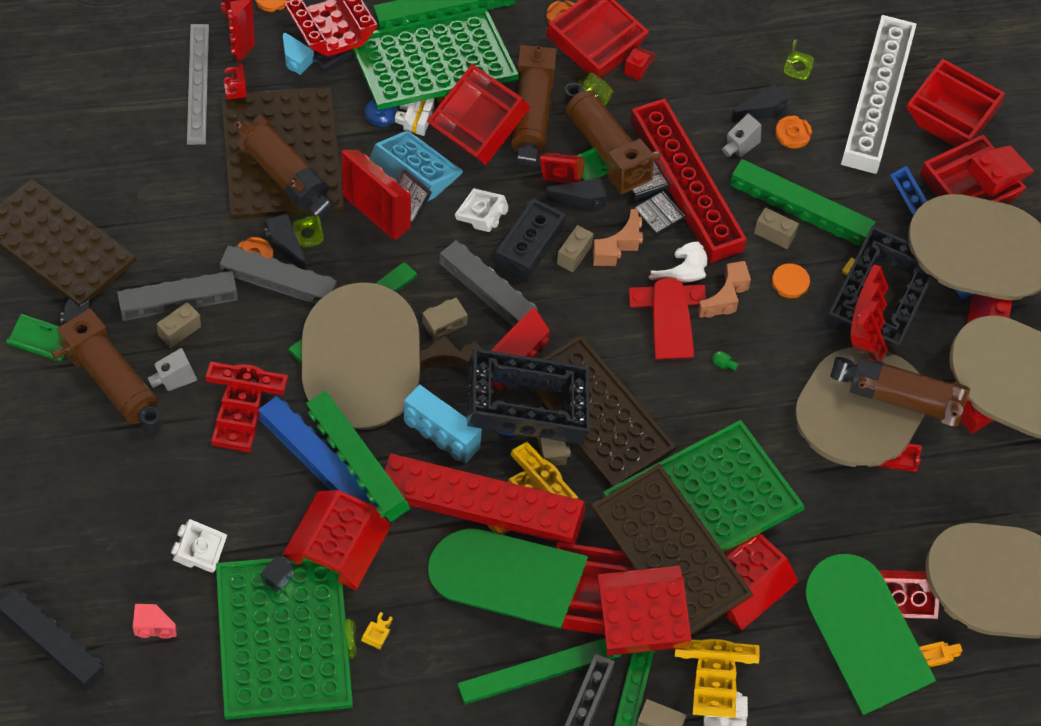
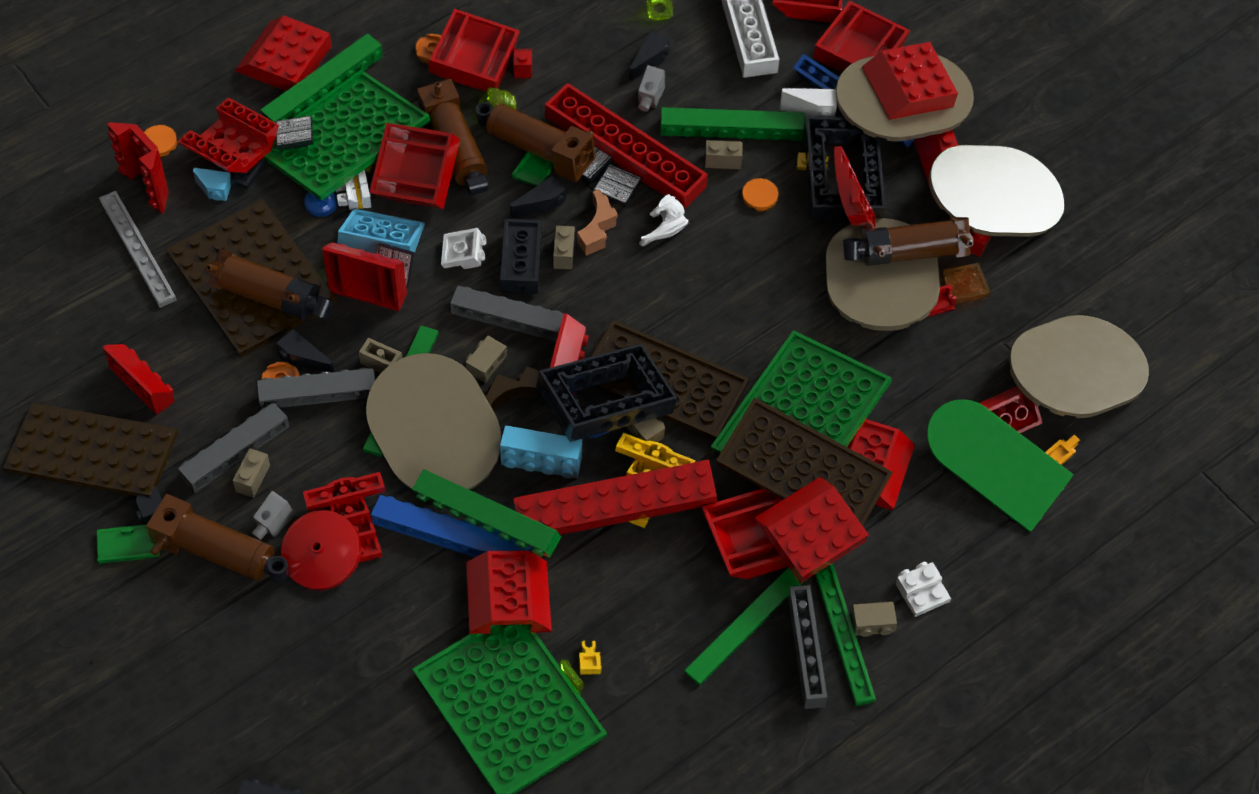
camera: 25 degrees left, 0 degrees up
(132, 196) = (139, 377): none -> red slope
(152, 621) = (386, 747): coral slope -> none
(198, 421) = (335, 558): none -> red dish
(198, 546) = (387, 661): white plate -> none
(235, 85) = (175, 234): red hinge -> none
(277, 574) = (475, 651): black brick -> none
(311, 222) = (325, 329): clear neon green piece -> none
(347, 270) = (378, 355): none -> dark tan brick
(390, 39) = (294, 133): none -> tile
(506, 575) = (673, 556): green piece -> none
(561, 168) = (512, 182): red slope -> none
(669, 315) = (678, 269): red slope -> none
(716, 674) = (899, 555): yellow slope -> none
(724, 360) = (744, 287): green cylinder -> none
(726, 300) = (715, 214): nougat arch -> none
(793, 132) = (687, 66): orange tile -> none
(887, 214) = (809, 101): none -> white slope
(941, 452) = (967, 282): none -> clear orange plate
(992, 235) = (910, 81): none -> red slope
(999, 169) = (880, 24): red slope -> none

